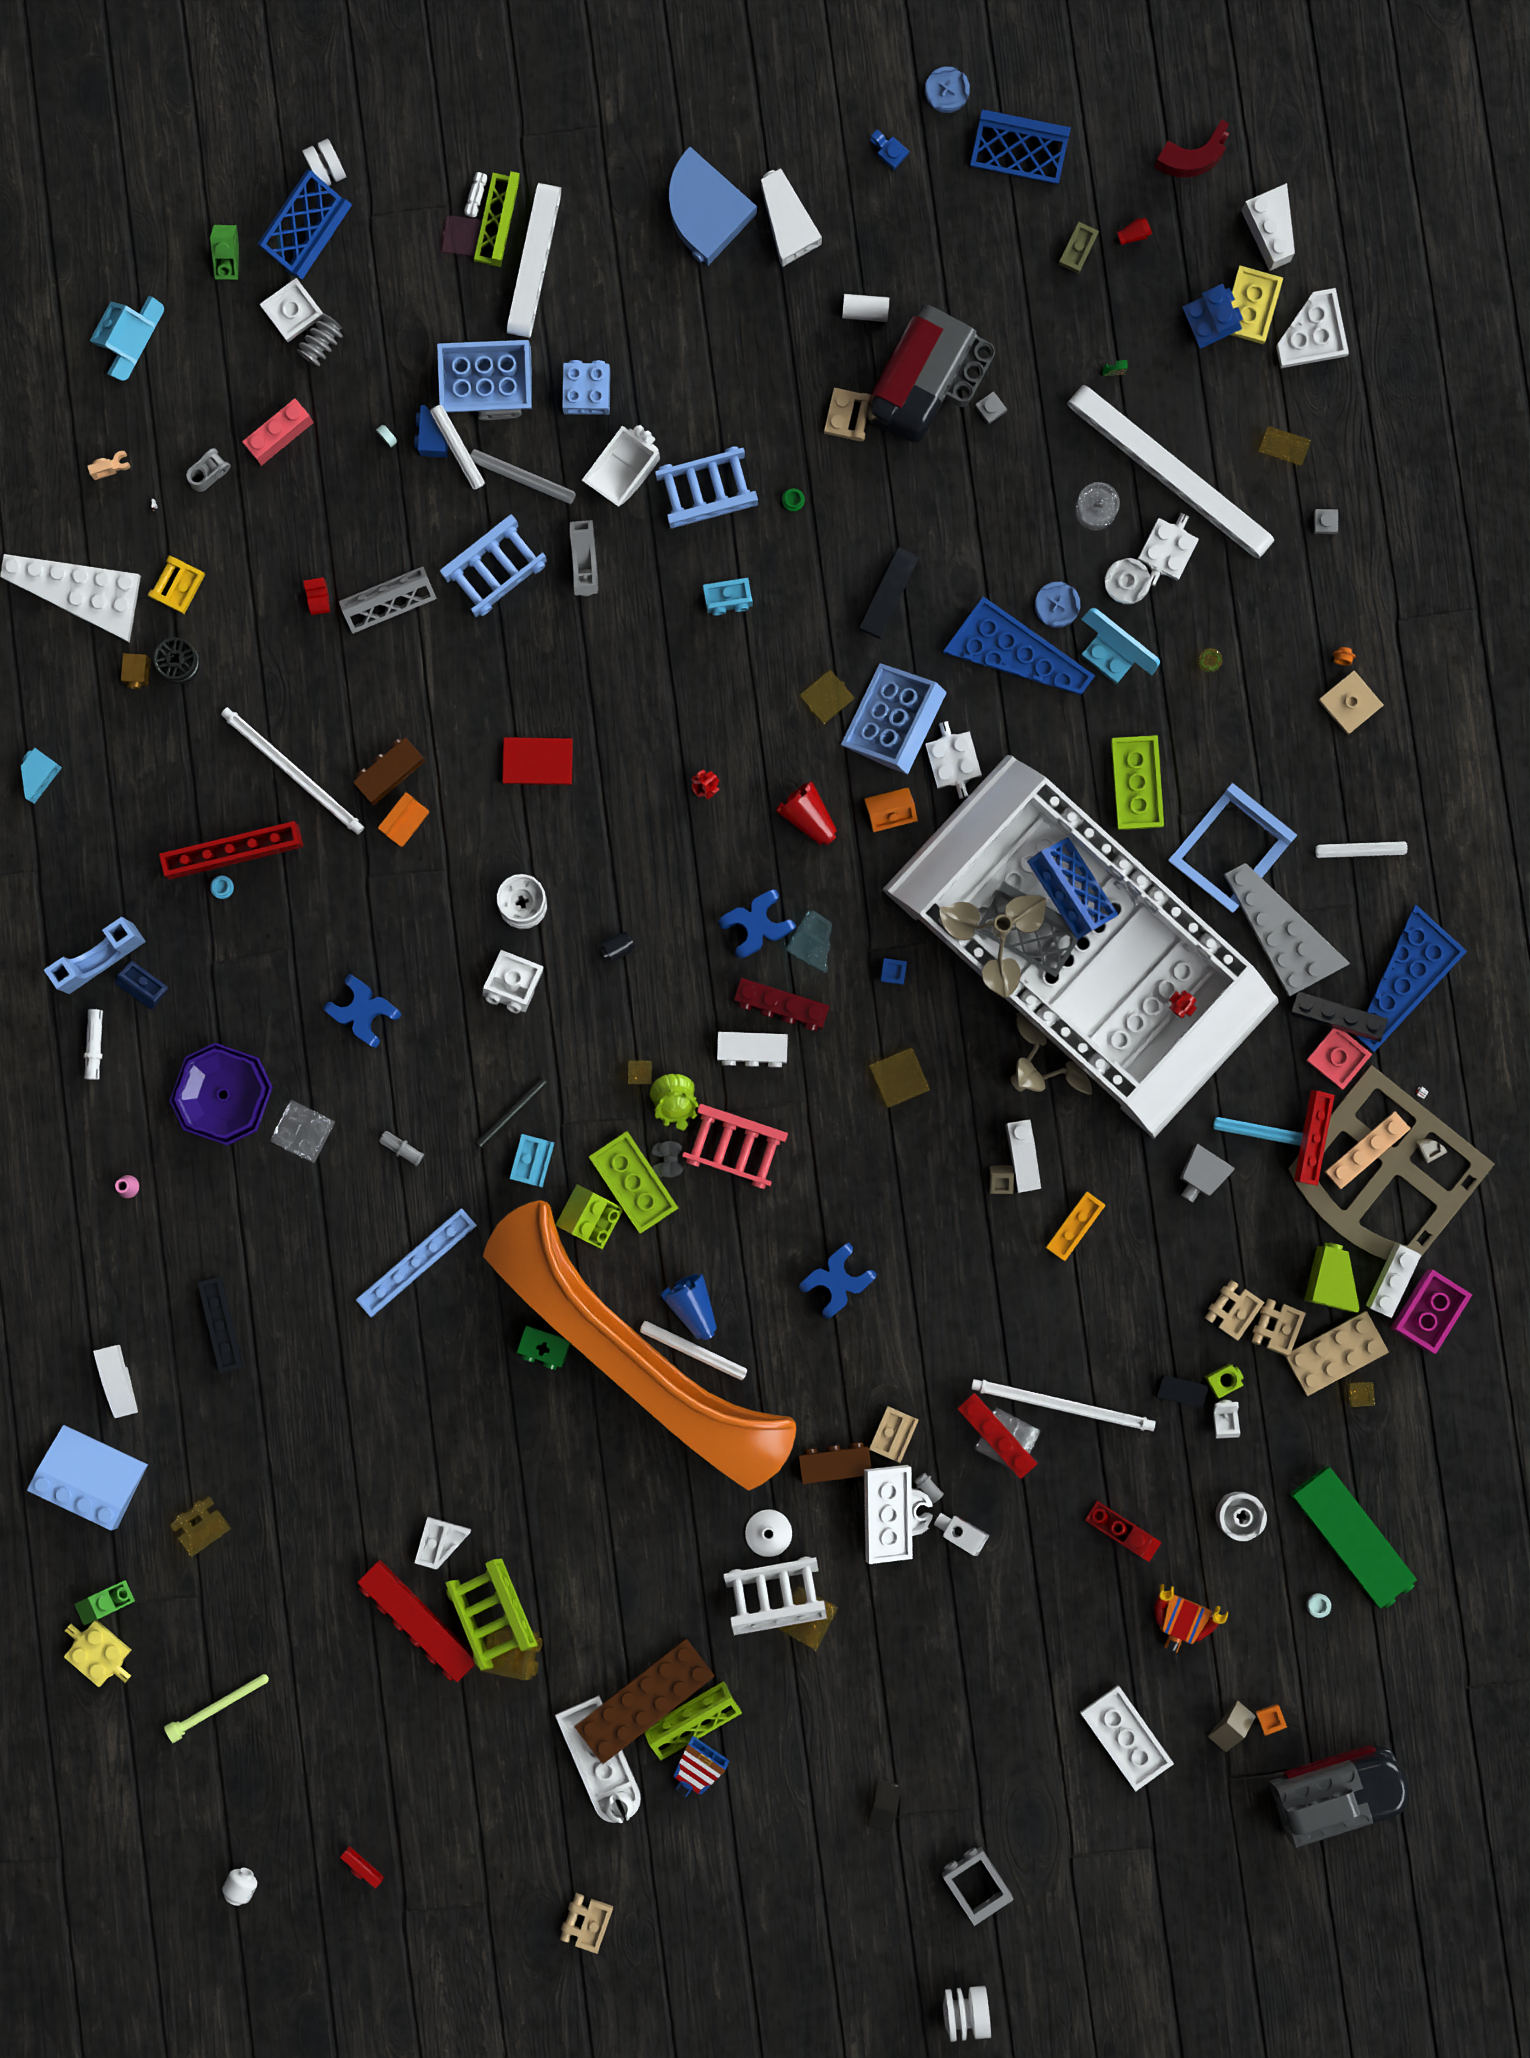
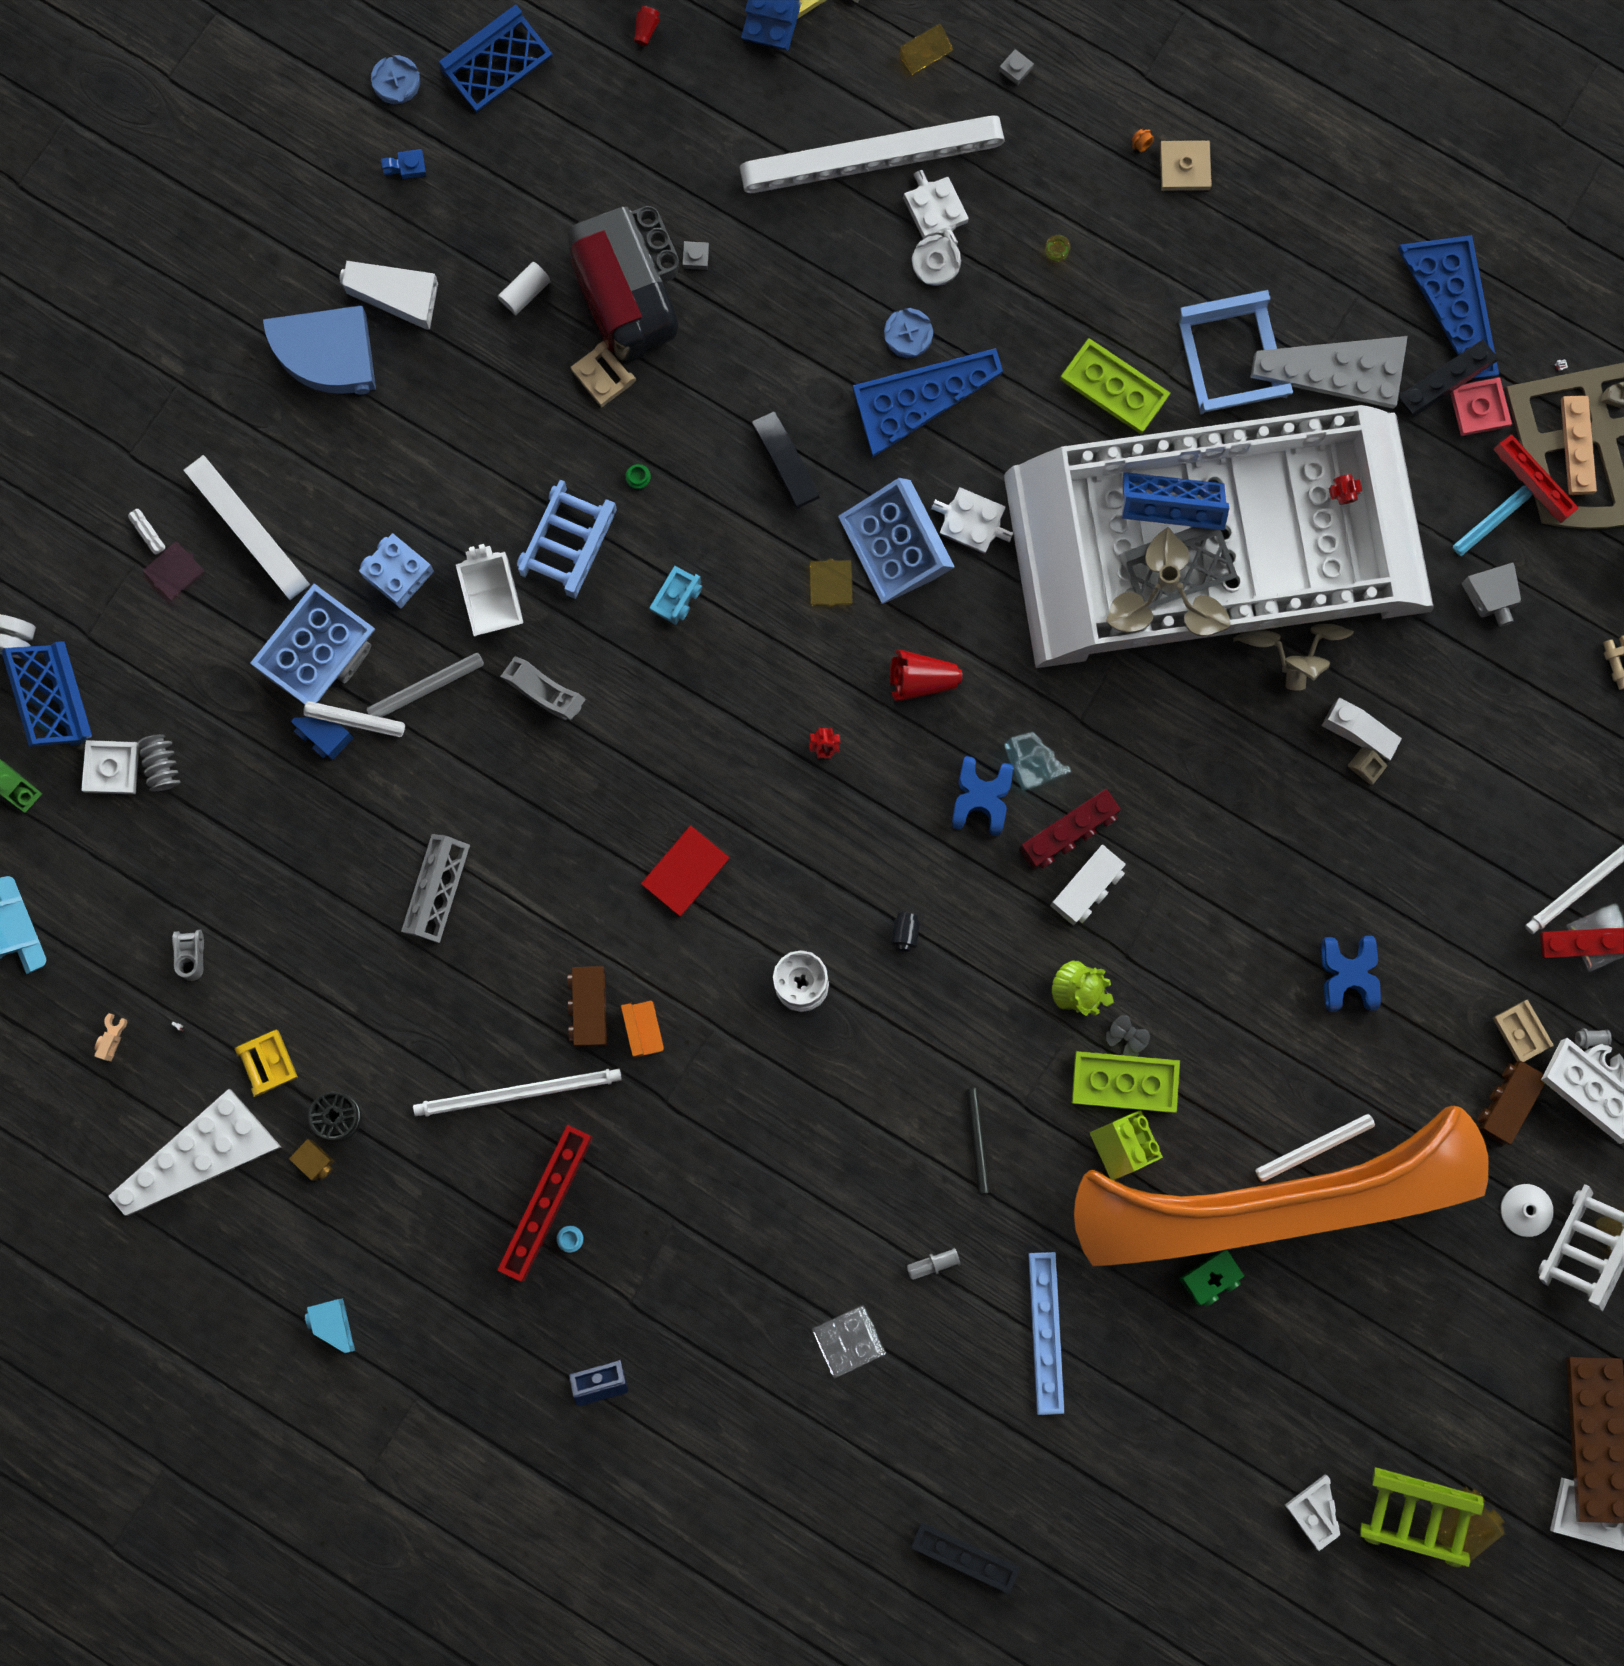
camera: 55 degrees left, 5 degrees down
(93, 1045) = (625, 1477): white pin -> none
(120, 940) = (545, 1371): light blue arch -> none
(131, 1189) = (771, 1535): bright pink cone -> none
(198, 1091) = (754, 1416): dark purple rock -> none
(278, 432) = (207, 864): coral brick -> none
(317, 596) = (381, 946): red leg -> none
(362, 1011) = (783, 1201): blue piece -> none
(386, 435) = (291, 773): light aqua tile -> none
(417, 1620) = (1374, 1590): red brick -> none
(490, 543) = (462, 760): light blue fence -> none
(505, 218) = (191, 524): lime fence -> none
(512, 982) = (864, 1047): white plate -> none
(532, 1160) = (1036, 1156): medium azure plate -> none
(640, 1072) = (1032, 999): clear yellow plate -> none
(692, 1305) = (1275, 1116): blue cone -> none
(752, 1130) = (1161, 943): coral fence -> none
(891, 809) = (973, 605): orange panel -> none
(893, 971) = (1116, 713): blue plate -> none
(899, 1077) = (1211, 781): clear yellow tile -> none
(1075, 1226) = (1458, 734): light orange plate -> none
(1078, 247) = (620, 79): olive plate -> none
(1096, 517) = (853, 233): clear wheel -> none
(1114, 649) = (987, 314): medium azure plate -> none
(1118, 369) = (752, 126): green tile -> none
(1361, 849) = (1316, 253): white axle -> none

